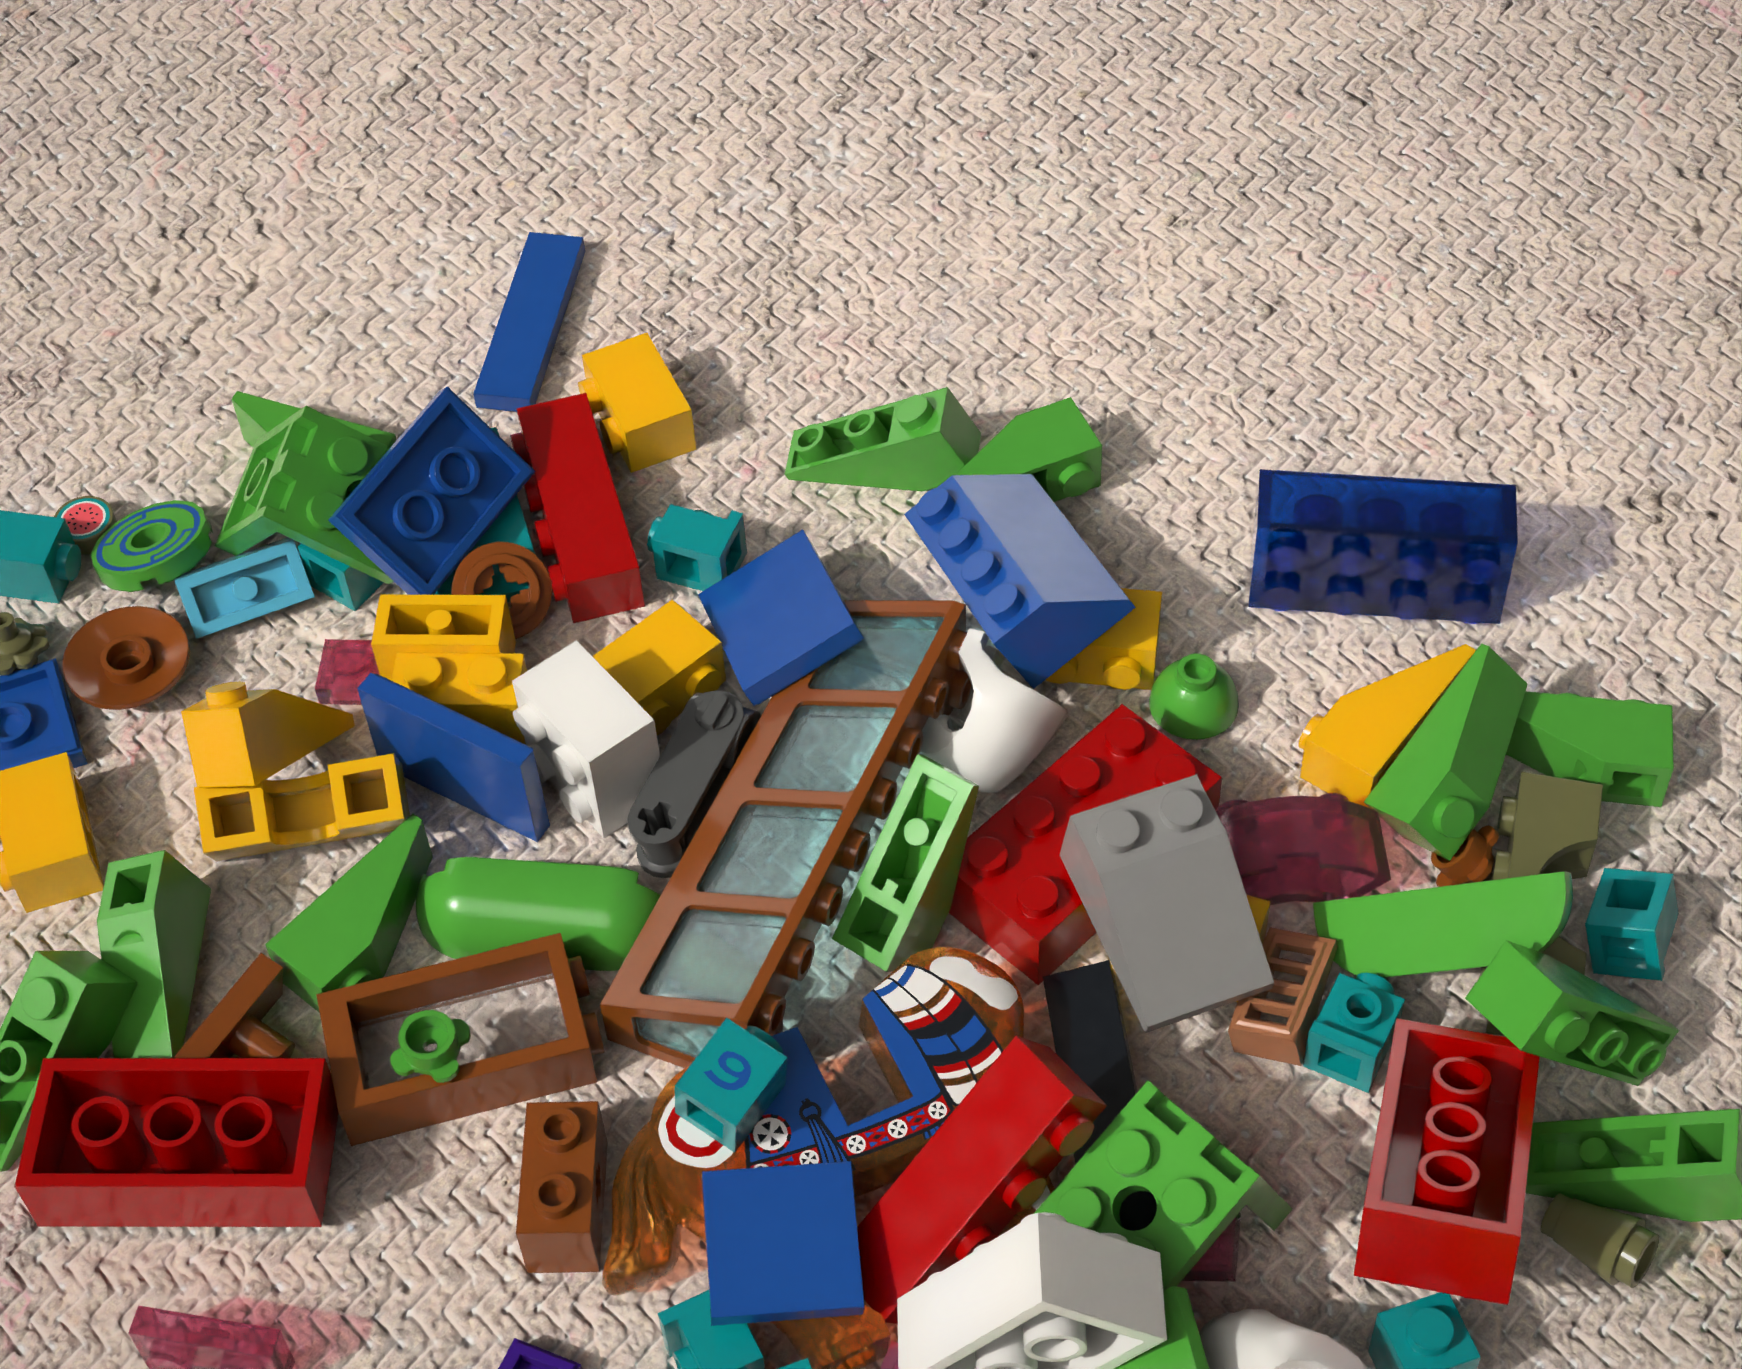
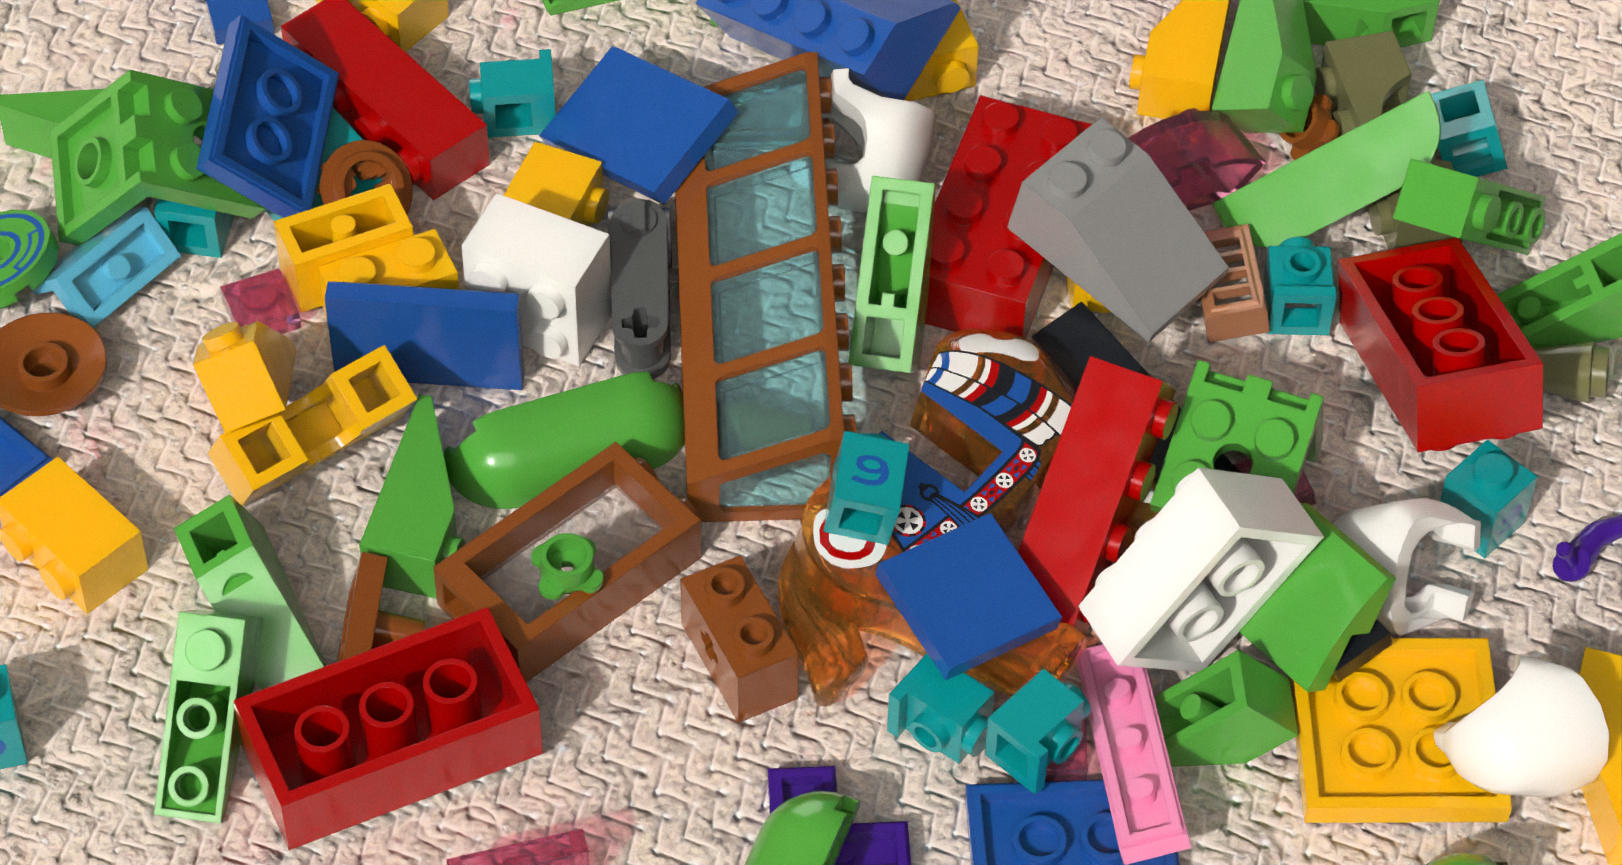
camera: 30 degrees left, 0 degrees up
(1194, 698) = (1019, 74): bright green brick -> none

